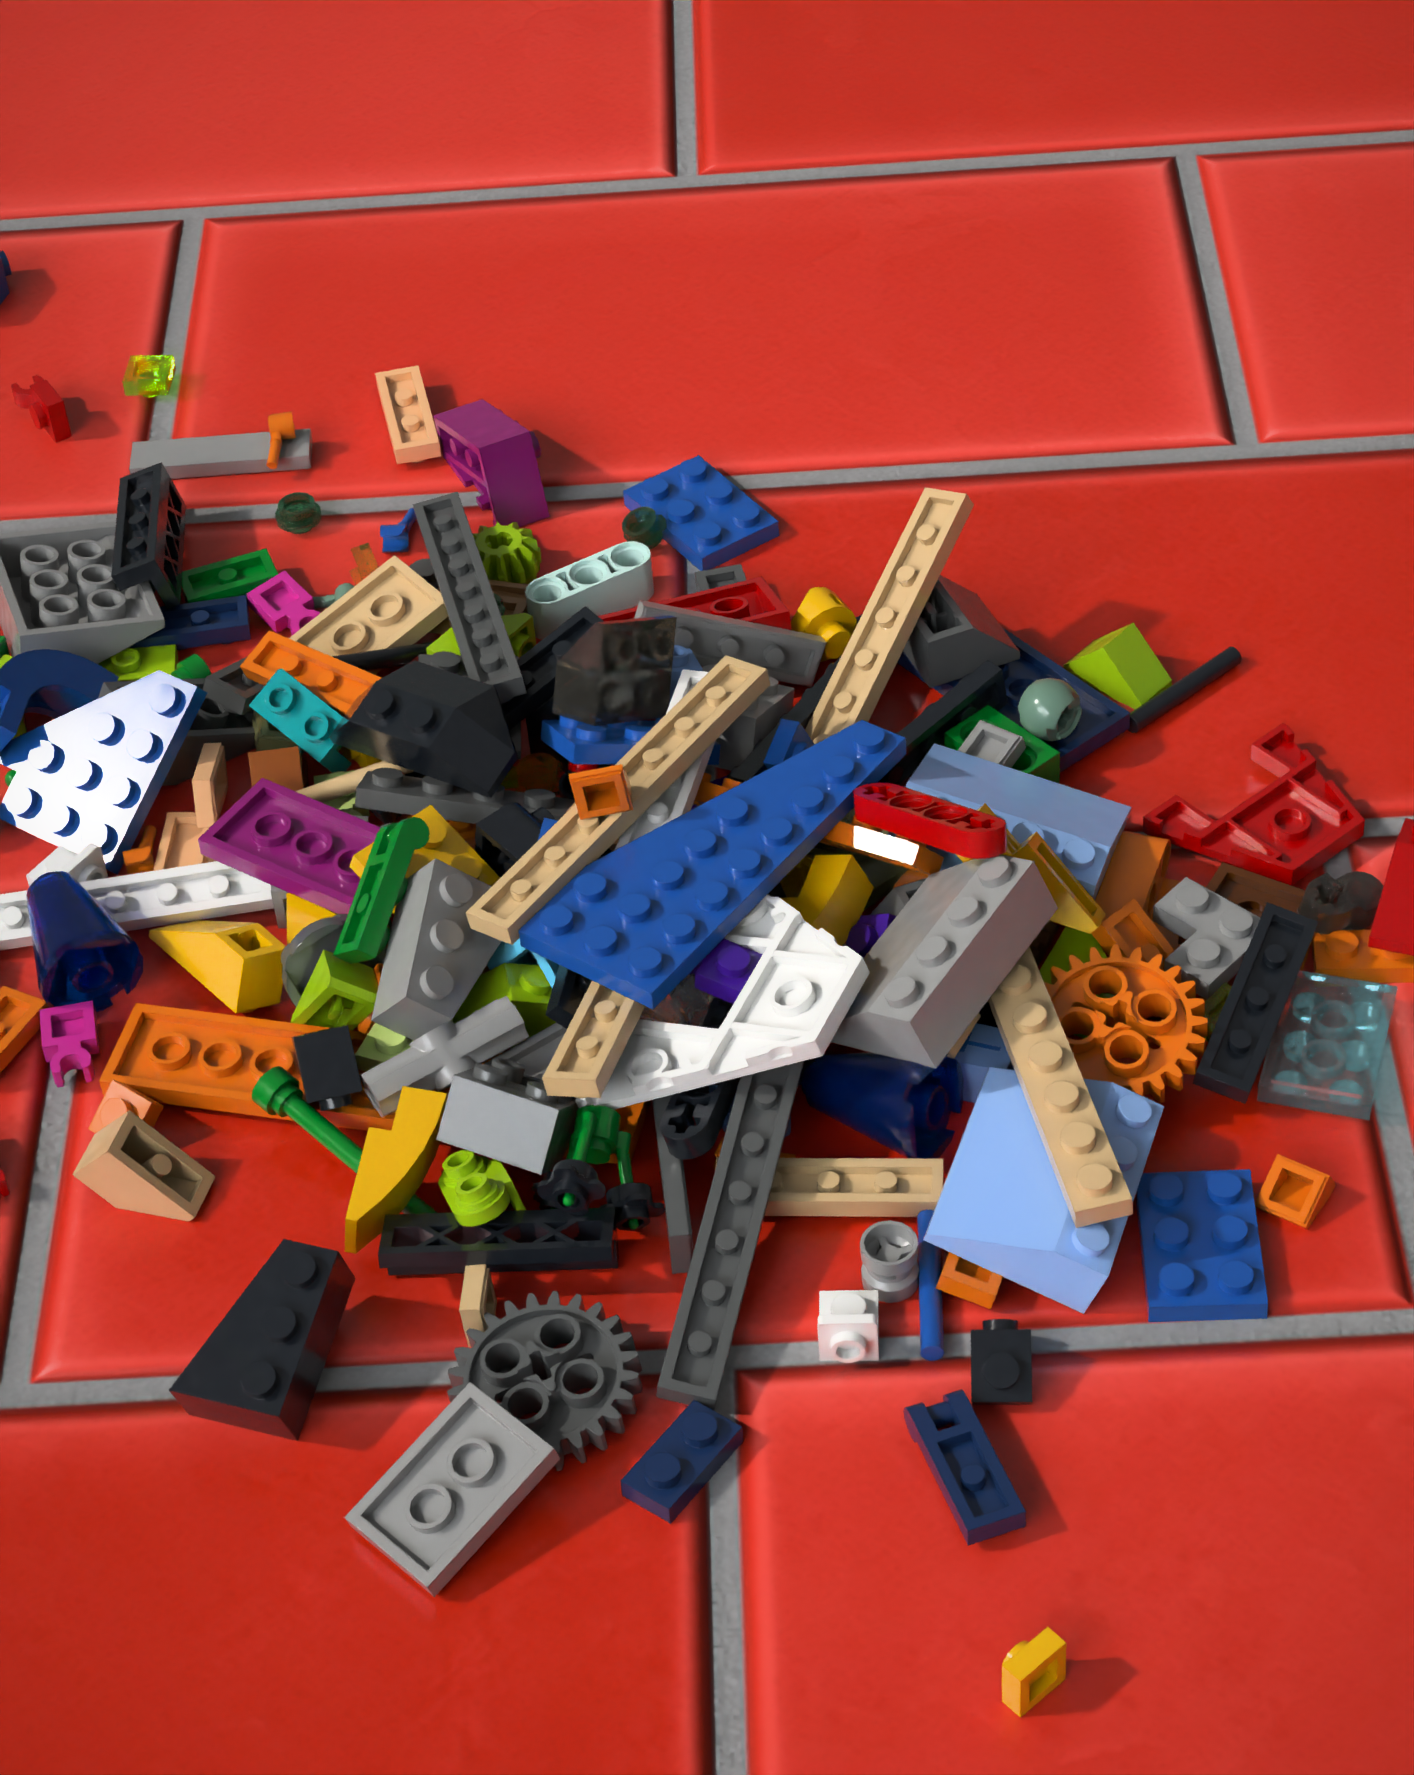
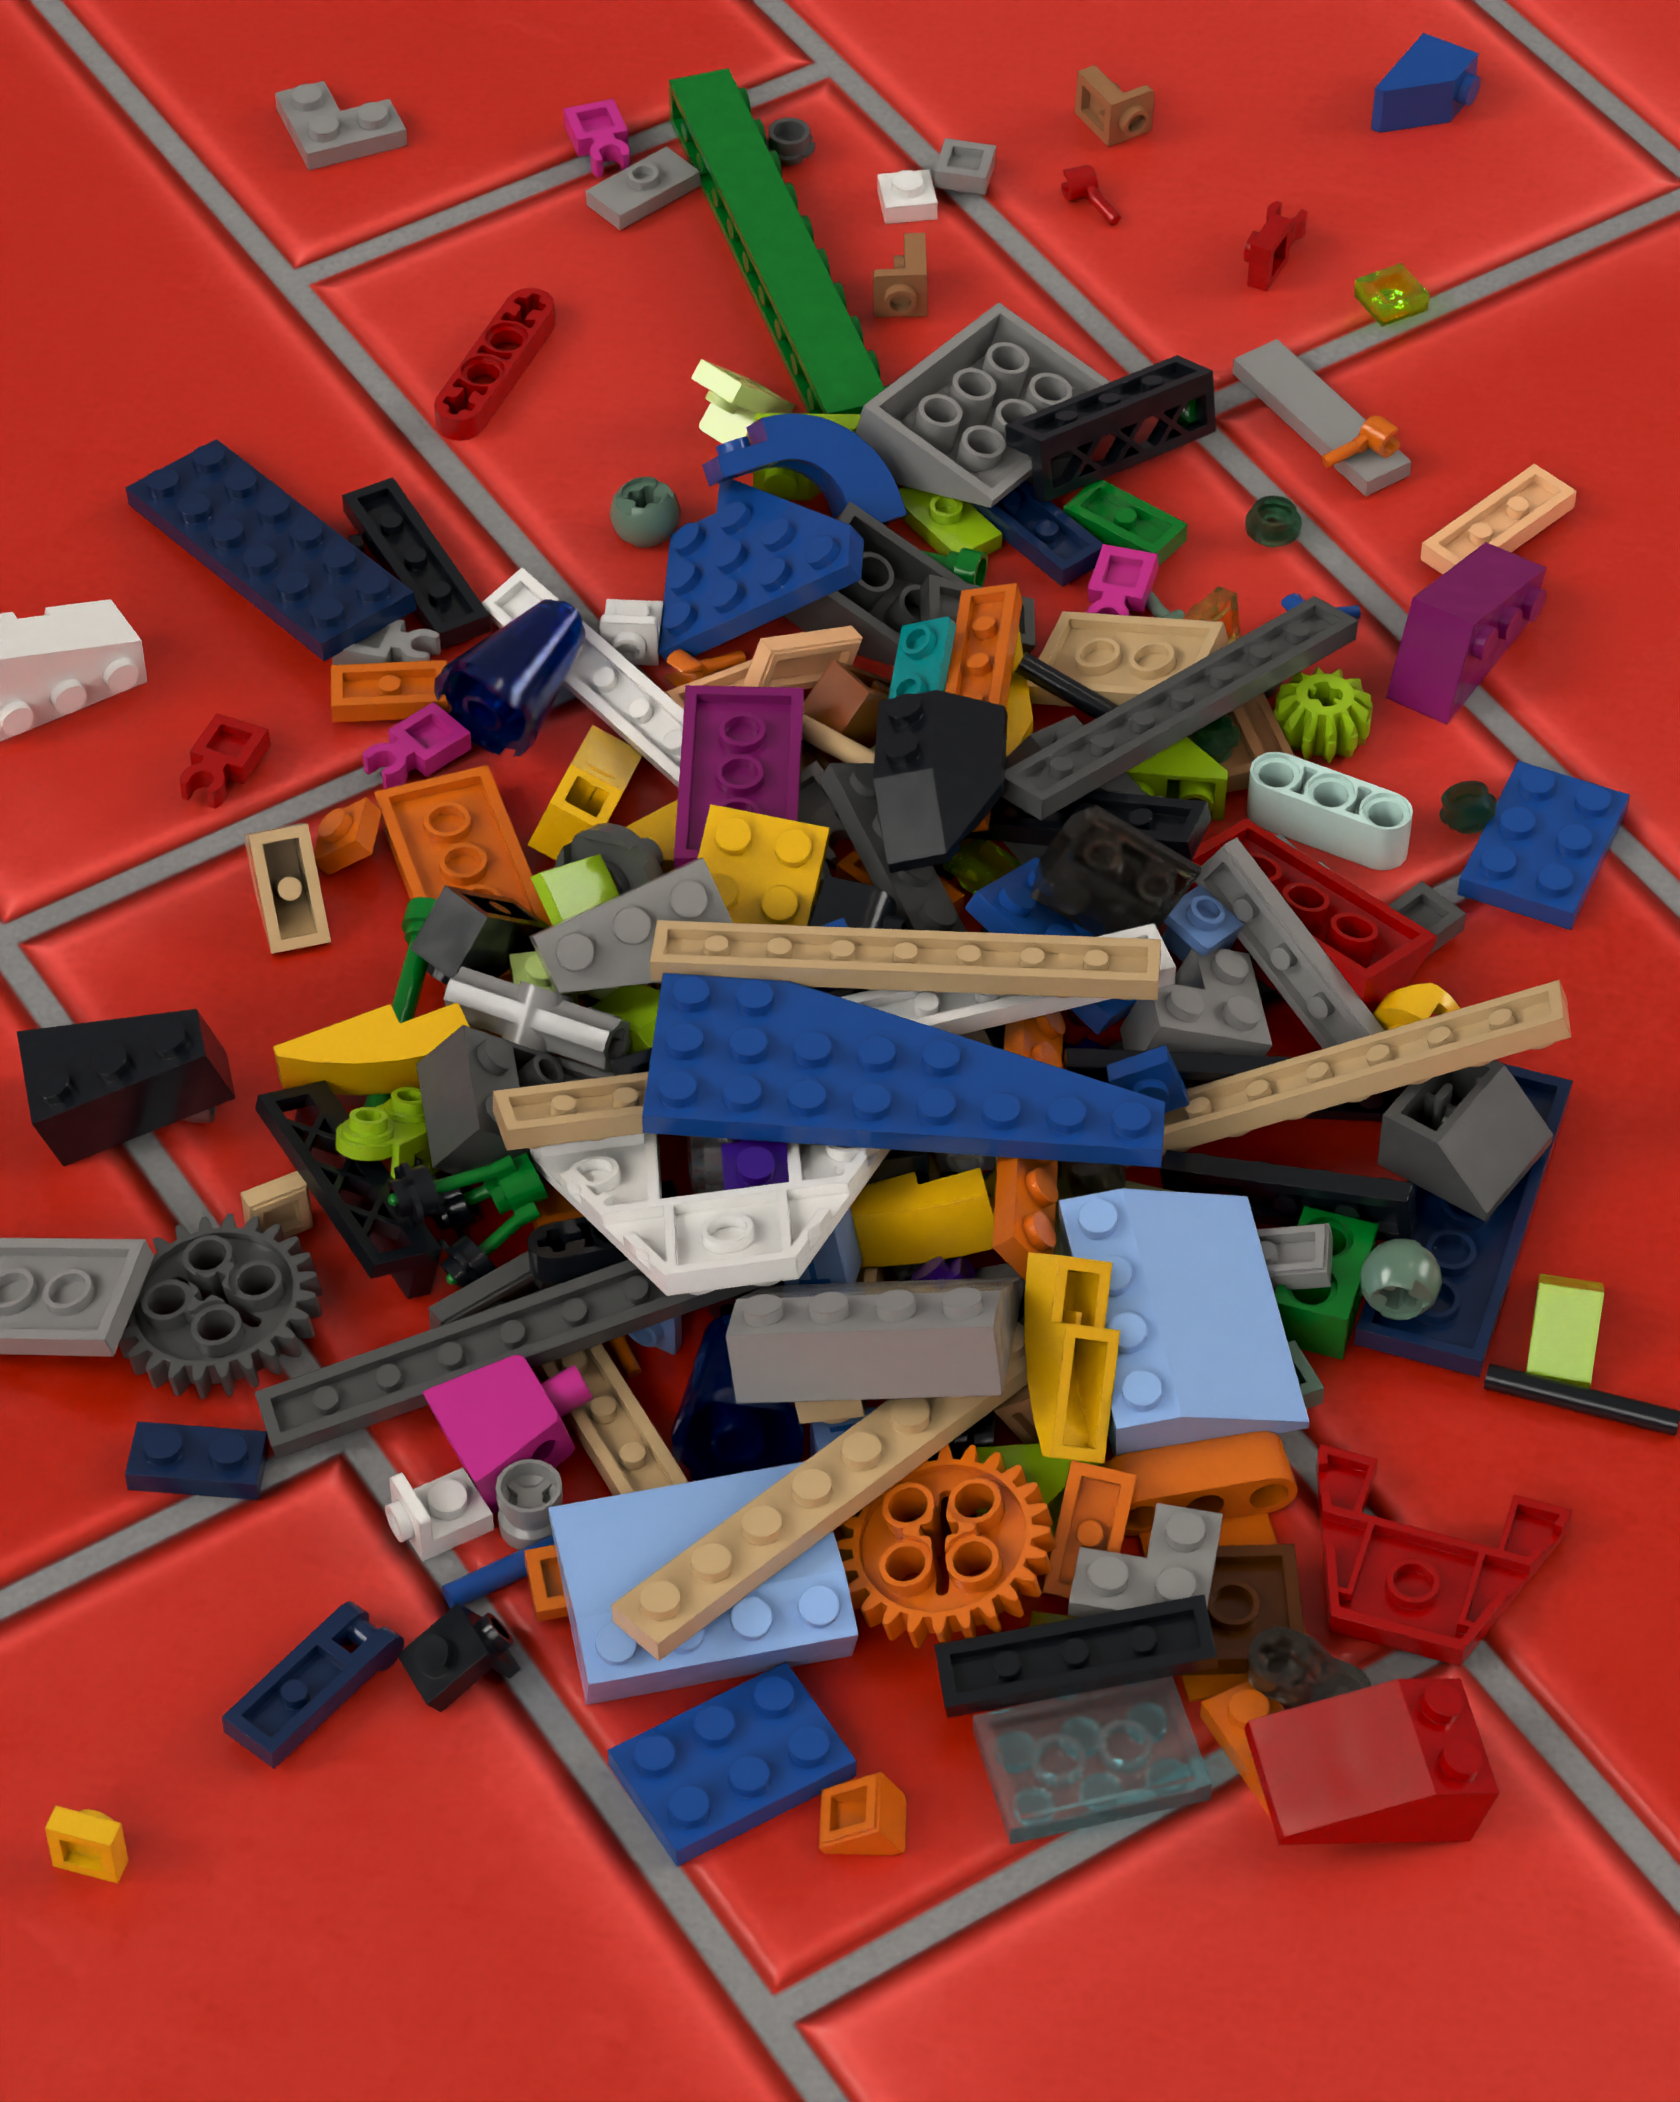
camera: 55 degrees right, 5 degrees up
(380, 890) = (672, 847): green plate -> none
(601, 791) = (866, 936): orange slope -> none
(806, 1241) = (506, 1417): none -> dark pink torso
(930, 820) = (1029, 1221): red beam -> none

